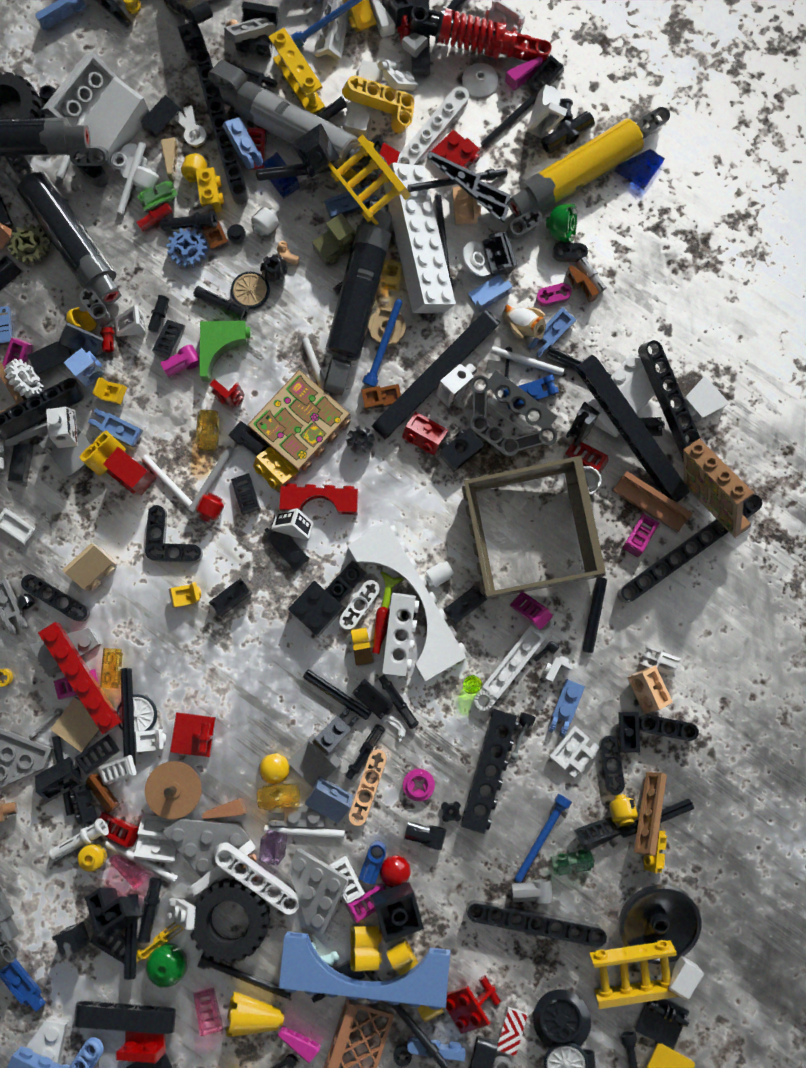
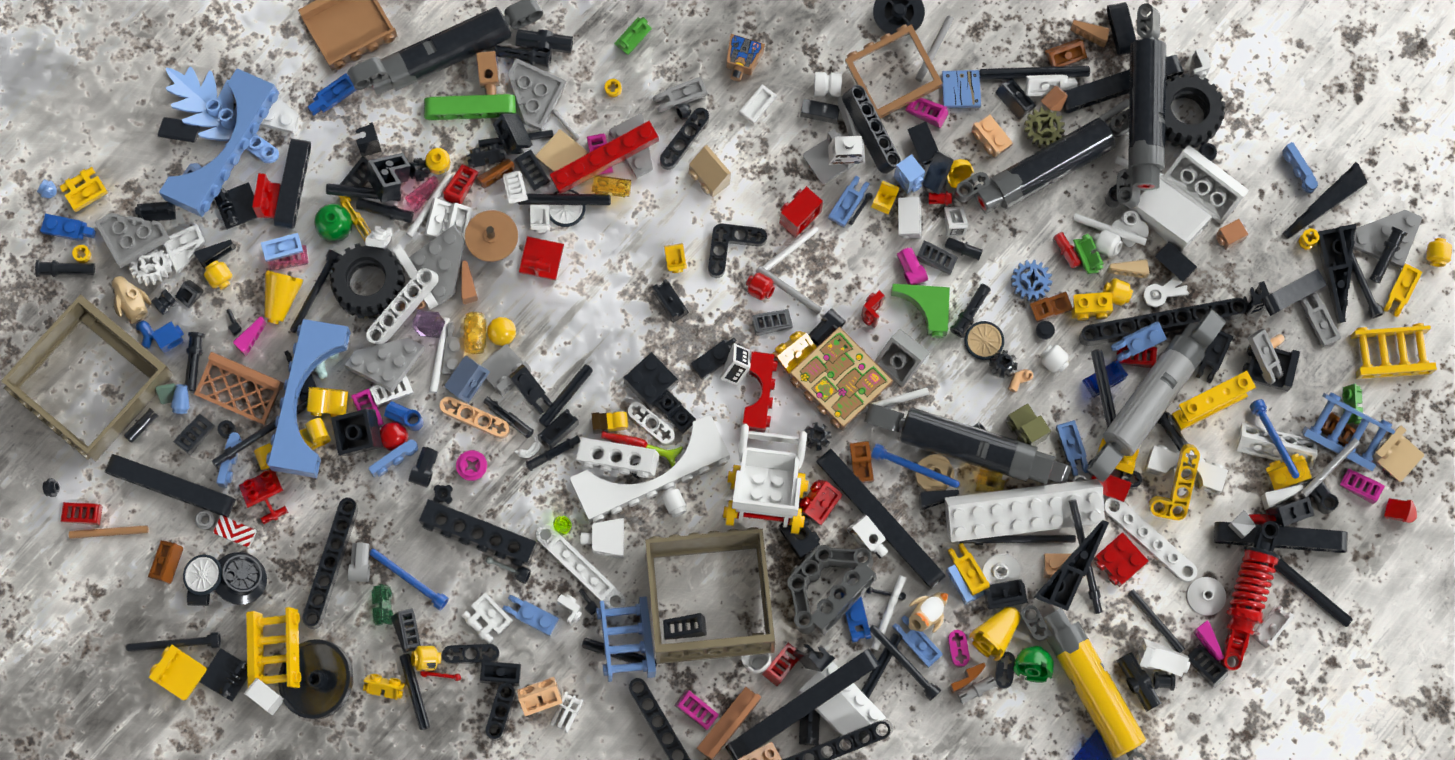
camera: 90 degrees right, 5 degrees down
(23, 378) = (901, 117): white gear -> none
(29, 830) = (468, 106): none -> bright green beam
(40, 294) = (992, 136): none -> light nougat bracket
(86, 836) = (457, 157): white pin -> none
(99, 451) = (823, 186): yellow brick -> none
(102, 877) = (419, 169): none -> black gear
(108, 409) = (869, 196): none -> black hinge
(129, 366) = (909, 217): none -> white hinge
(130, 68) = (1231, 234): none -> nougat brick
(197, 220) = (1058, 290): black pin -> none
(198, 1021) = (282, 247): none -> light blue panel
(207, 439) = (847, 289): clear yellow piece -> none
(273, 364) = (901, 357): none -> light grey slope
(316, 150) = (1118, 410): black slope -> none
(386, 176) = (1081, 477): yellow fence -> none
(396, 77) = (1204, 508): white plate -> none
(413, 328) = (932, 498): none -> black slope
(415, 479) = (768, 481): none -> white piece
(418, 867) = (394, 457): none -> medium blue hinge
(465, 604) = (640, 524): black hinge -> none
(479, 287) = (969, 570): none -> yellow hinge
(482, 638) = (606, 538): none -> white torso
(538, 258) = (996, 633): none -> yellow cone
(539, 618) = (619, 593): dark pink slope -> none
(580, 563) = (685, 633): none -> black slope
(588, 588) = (645, 646): none -> medium blue fence
(597, 316) = (929, 688): none -> black piece
(636, 776) = (457, 677): none -> red hinge
(650, 813) = (421, 682): medium nougat plate -> none

